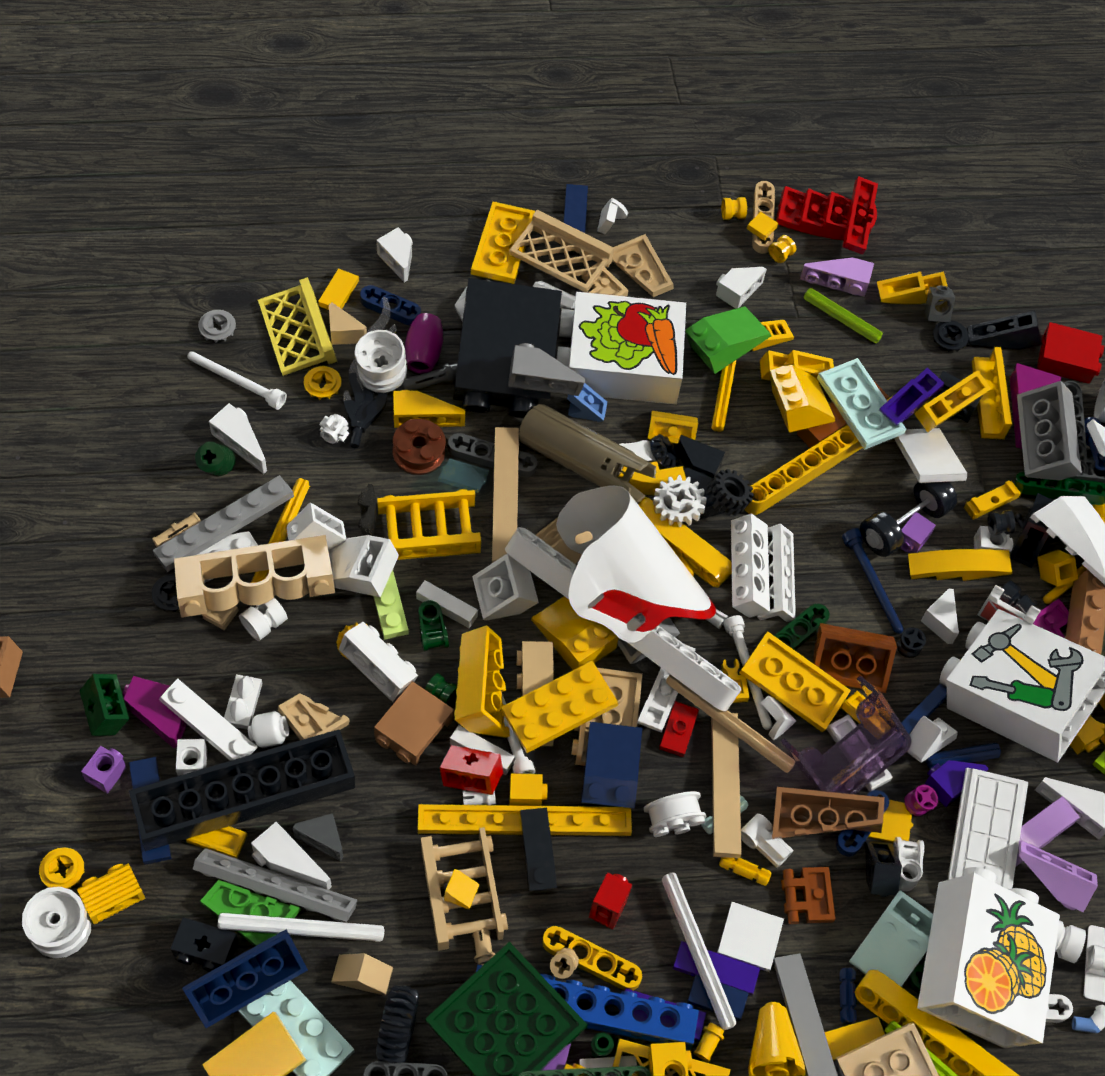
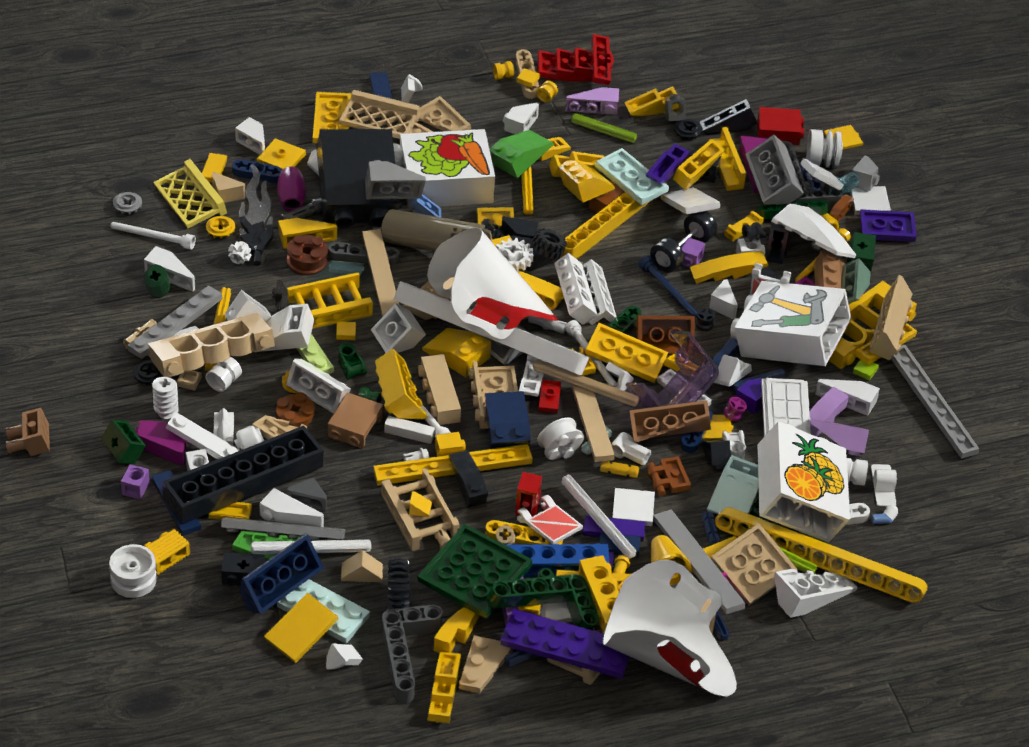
camera: 10 degrees left, 15 degrees down
(50, 865) = (124, 538): yellow gear -> none
(176, 644) = (165, 397): none -> white piece
(342, 675) = (295, 402): none -> dark orange plate
(381, 361) = (264, 200): white wheel -> none
(426, 288) = (281, 154): none -> yellow plate
(440, 572) = (346, 331): none -> yellow tile
(449, 604) = (365, 349): white piece -> none
(471, 769) = (406, 437): red brick -> none
(559, 706) = (460, 388): yellow plate -> none
(633, 948) = (551, 523): none -> flag
(1057, 568) = (800, 257): yellow brick -> none

